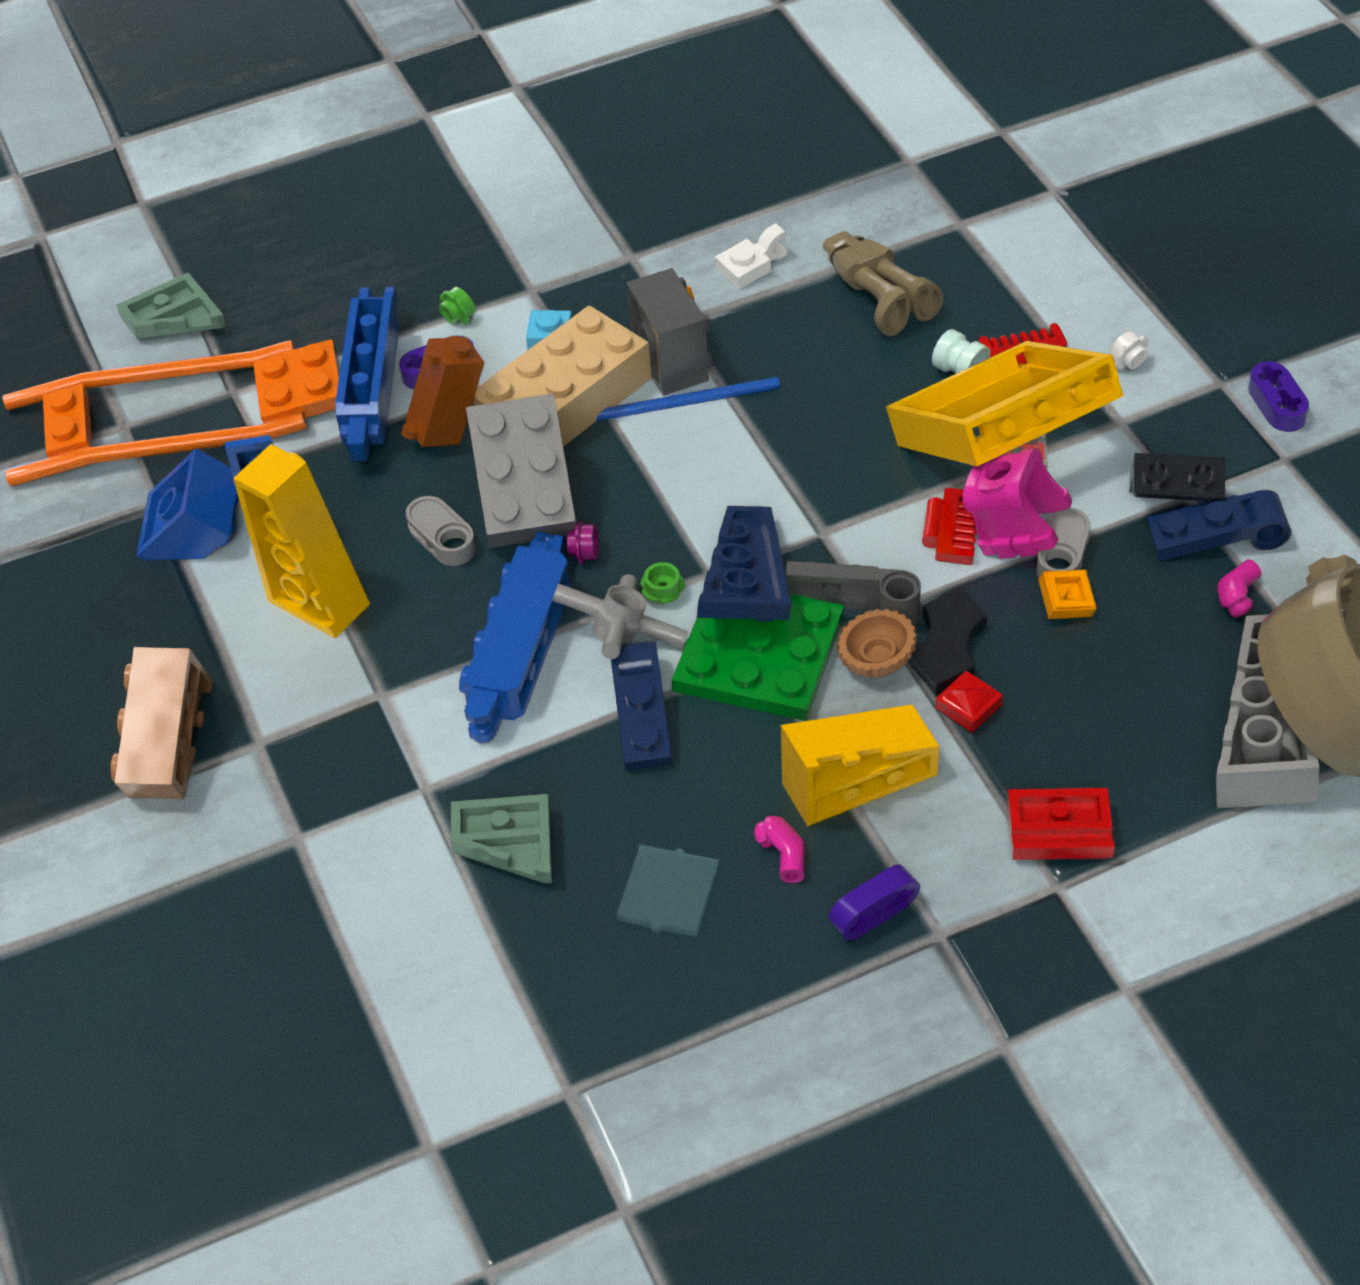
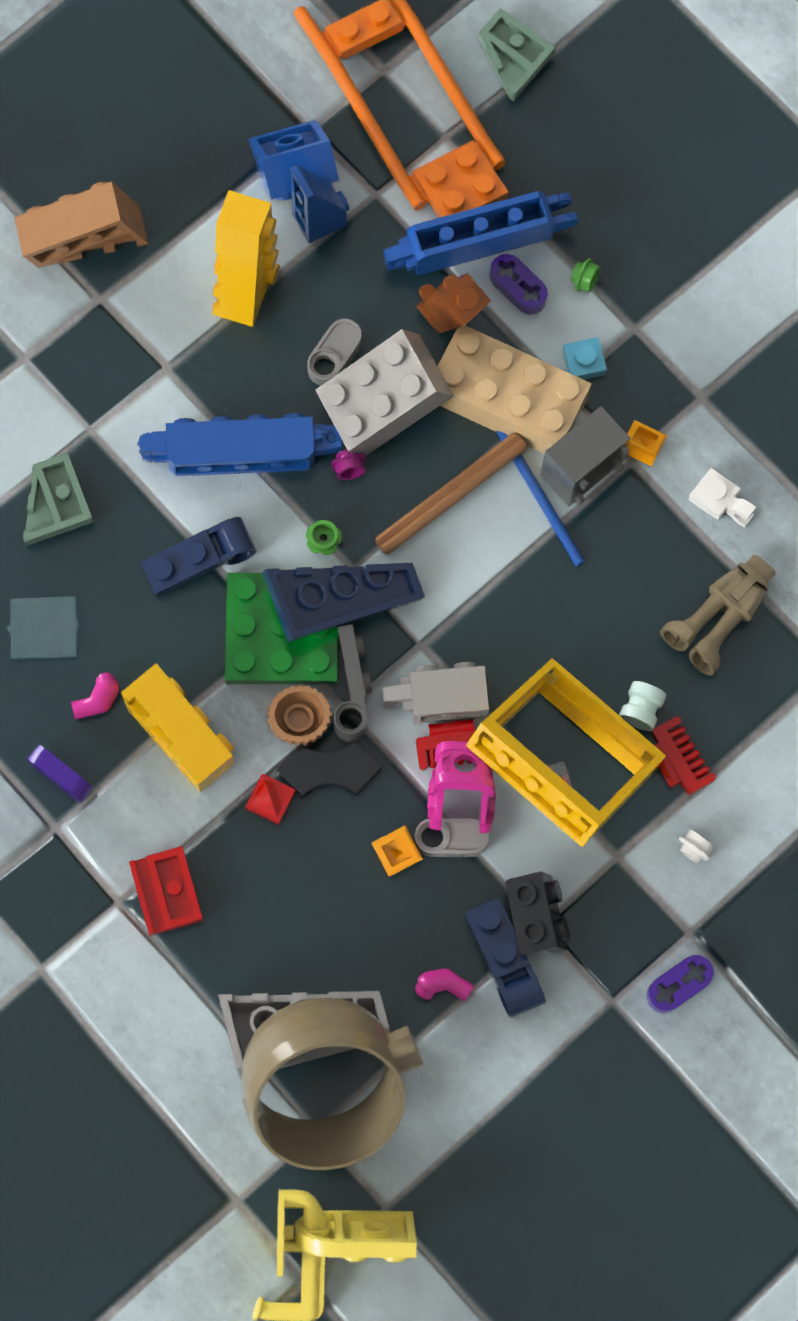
camera: 65 degrees right, 25 degrees up
(619, 616) = (284, 514): light grey bar -> none
(657, 464) = (450, 493): none -> medium nougat axle
(893, 511) = (441, 693): none -> light grey hinge

